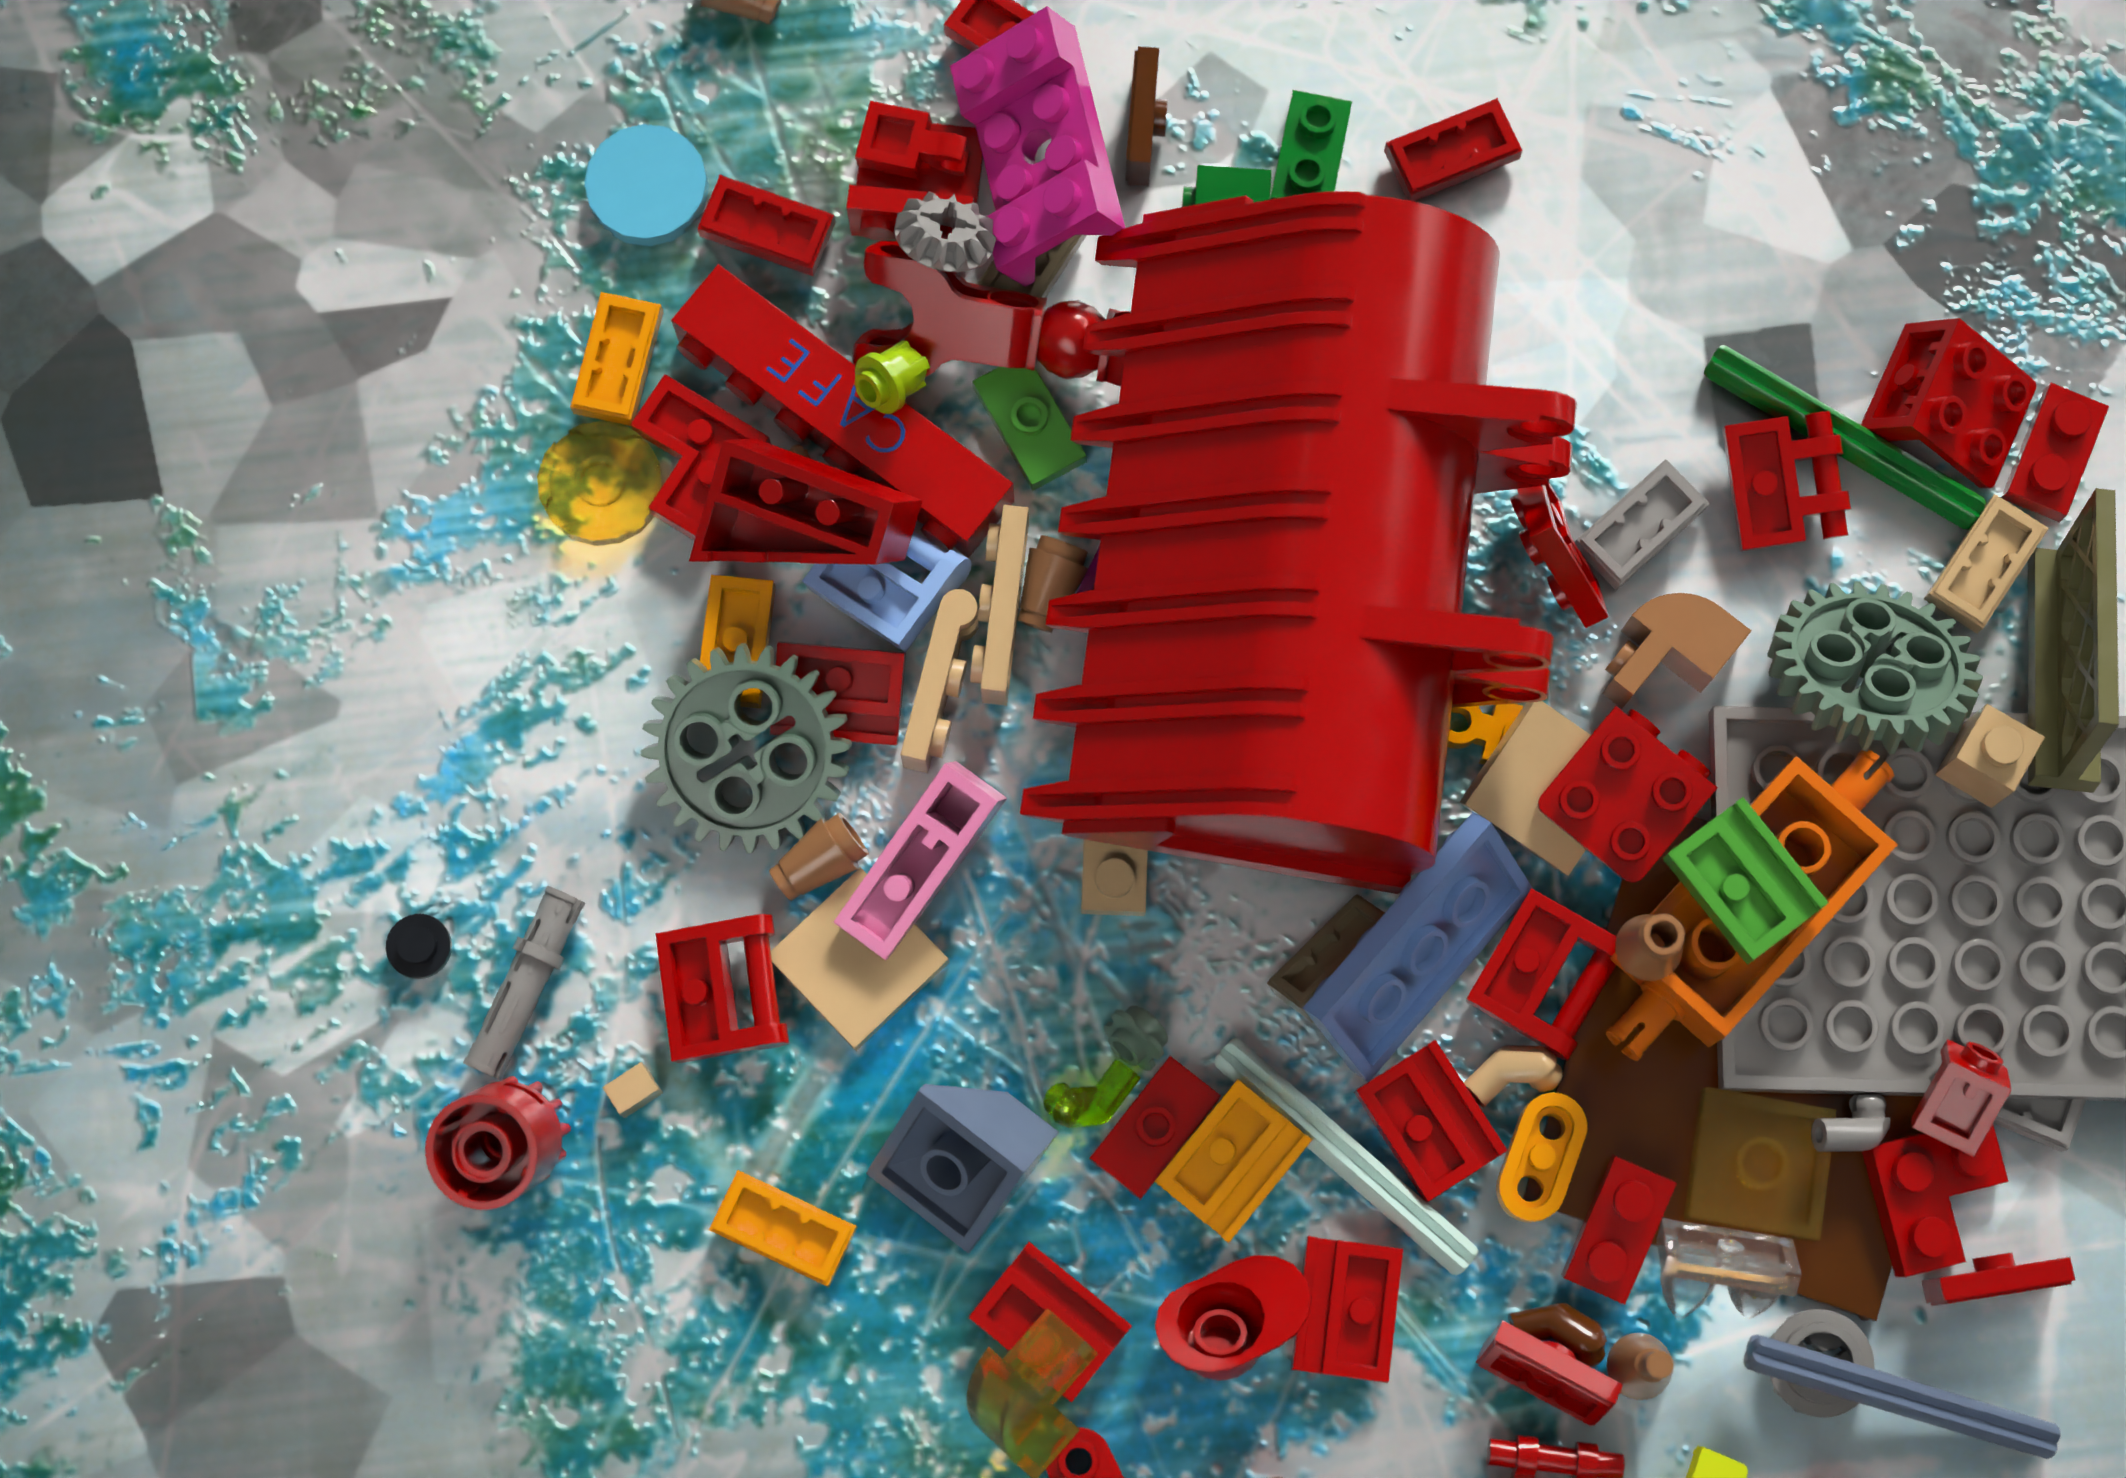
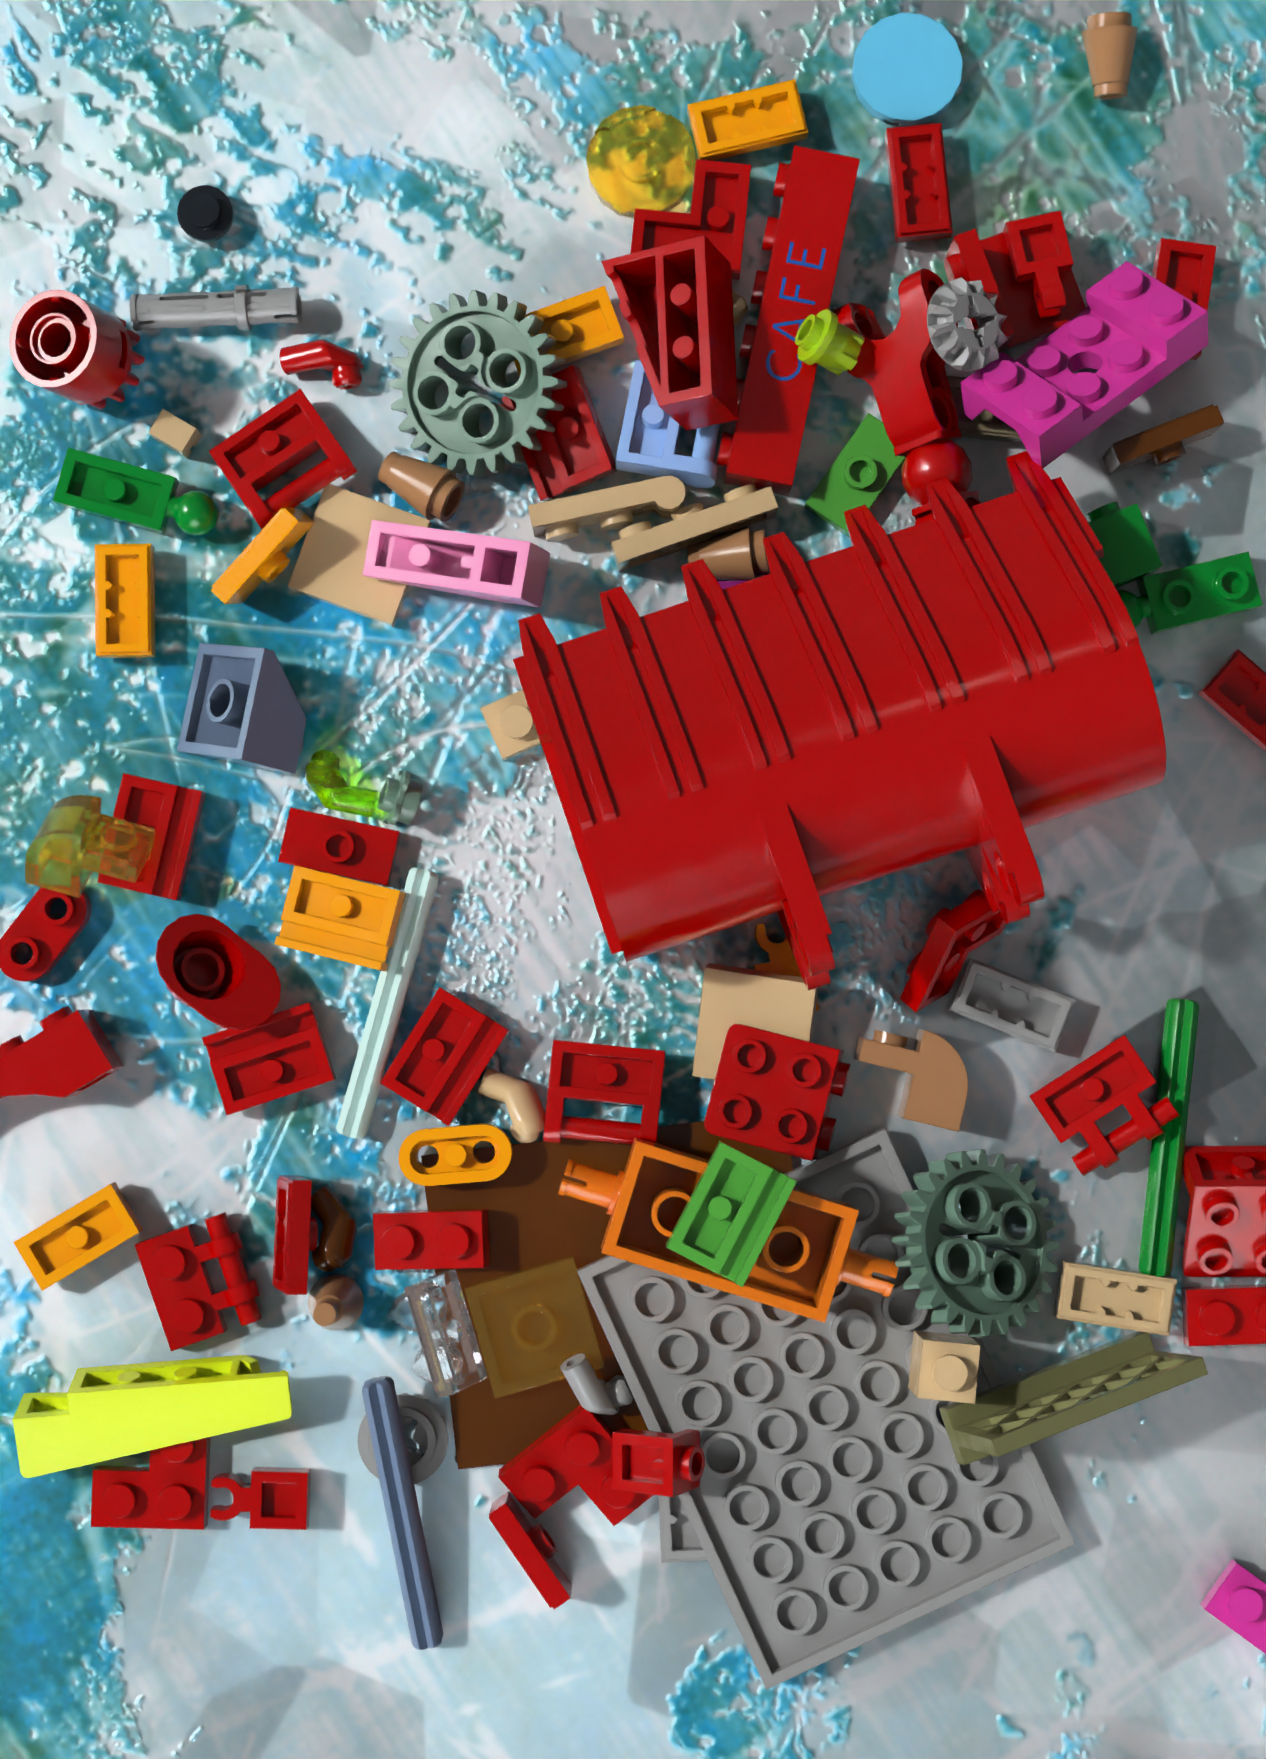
camera: 65 degrees right, 10 degrees up
(631, 895) = (323, 355): none -> red arm
(675, 1166) = (131, 495): none -> green plate
(815, 1054) = (263, 557): none -> light orange plate
(1323, 953) = (536, 923): dark tan plate -> none
(1419, 947) = (571, 983): medium blue plate -> none
(1639, 953) = (636, 1144): medium nougat cone -> none

